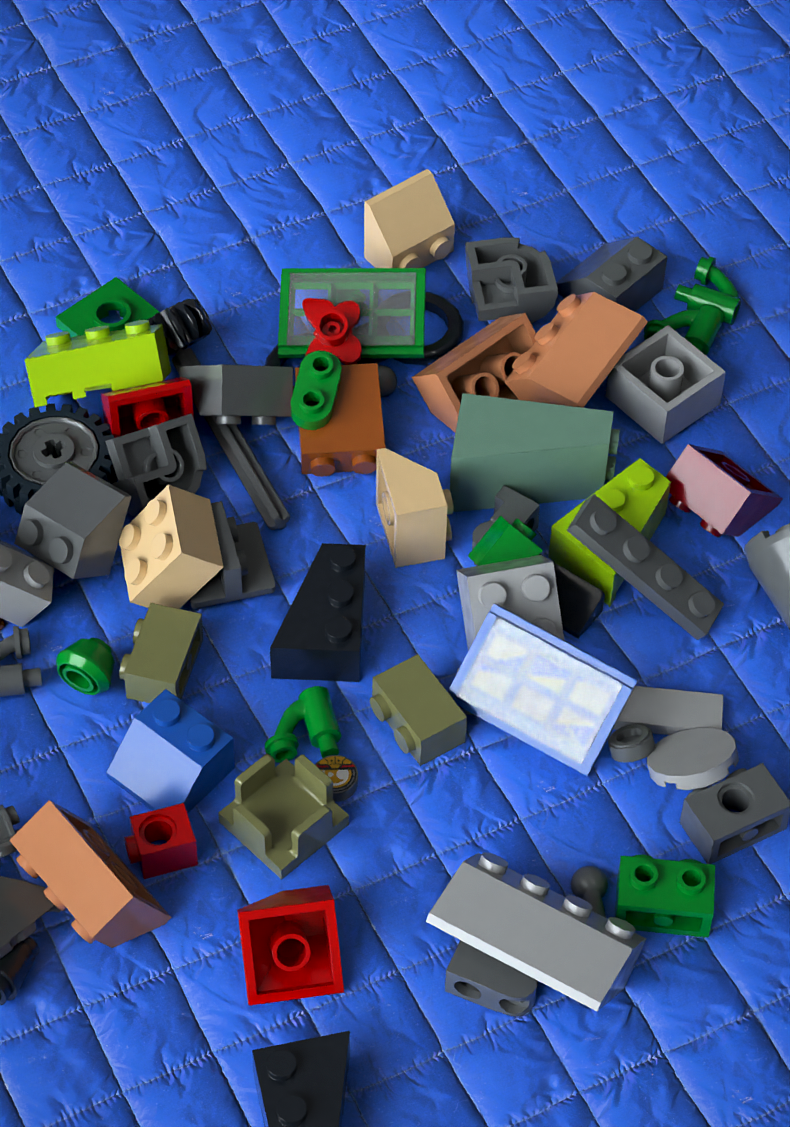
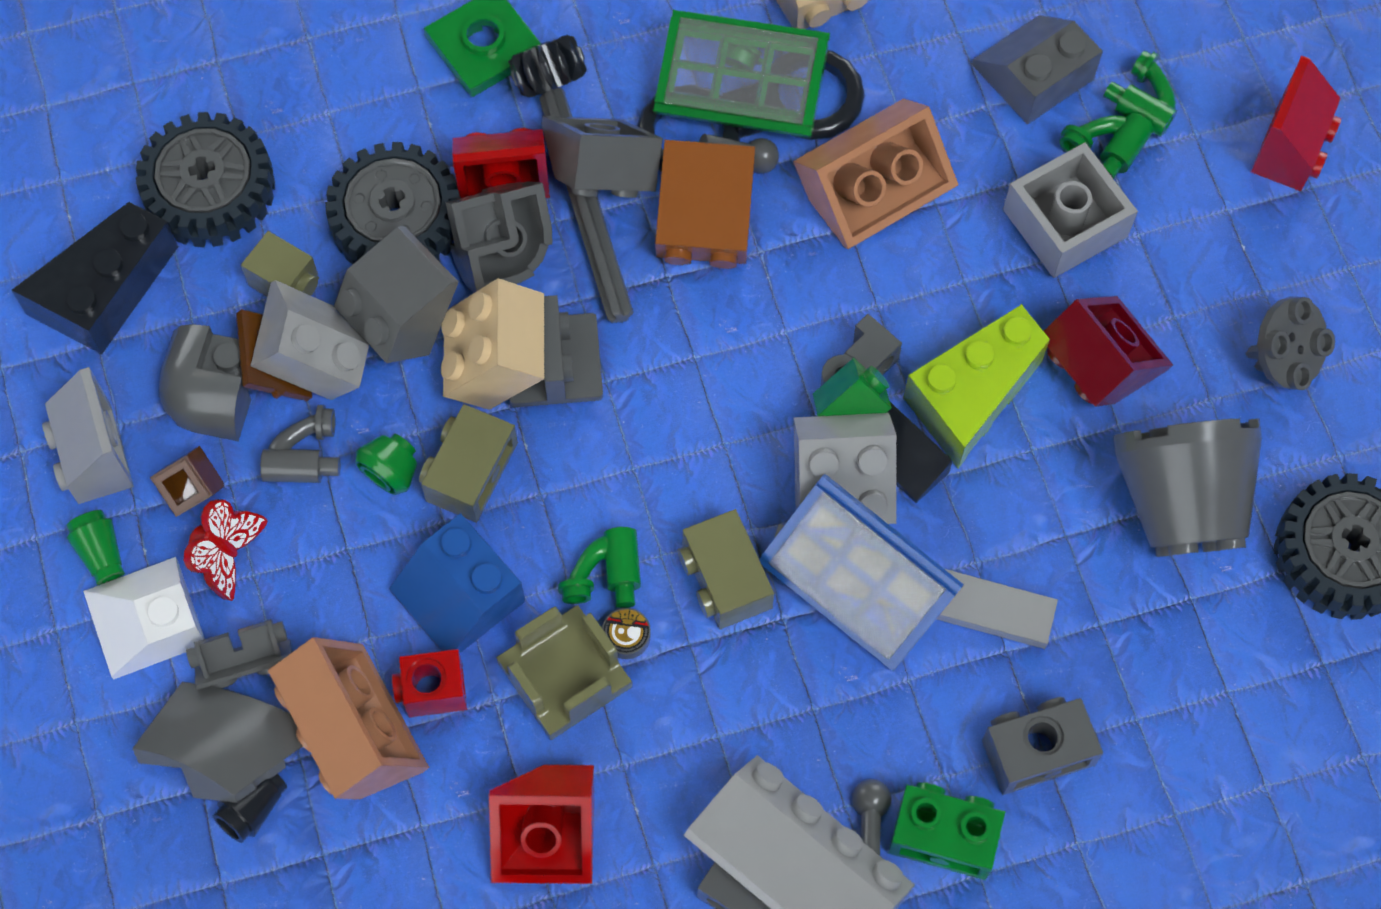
camera: 10 degrees right, 15 degrees up
(97, 361) = (453, 97): lime wedge -> none
(318, 387) = (682, 169): green plate -> none
(325, 620) = (648, 446): black wedge -> none
(334, 328) = (714, 97): red animal -> none
(412, 509) = (763, 331): tan slope -> none
(509, 279) = (923, 53): dark grey brick -> none
(530, 448) = (900, 277): sand green slope -> none
(575, 351) = (975, 162): nougat slope -> none
(631, 743) = (947, 643): dark grey tile -> none
(645, 567) = (1000, 440): dark grey plate -> none
(693, 758) = (1008, 675): light grey tile -> none

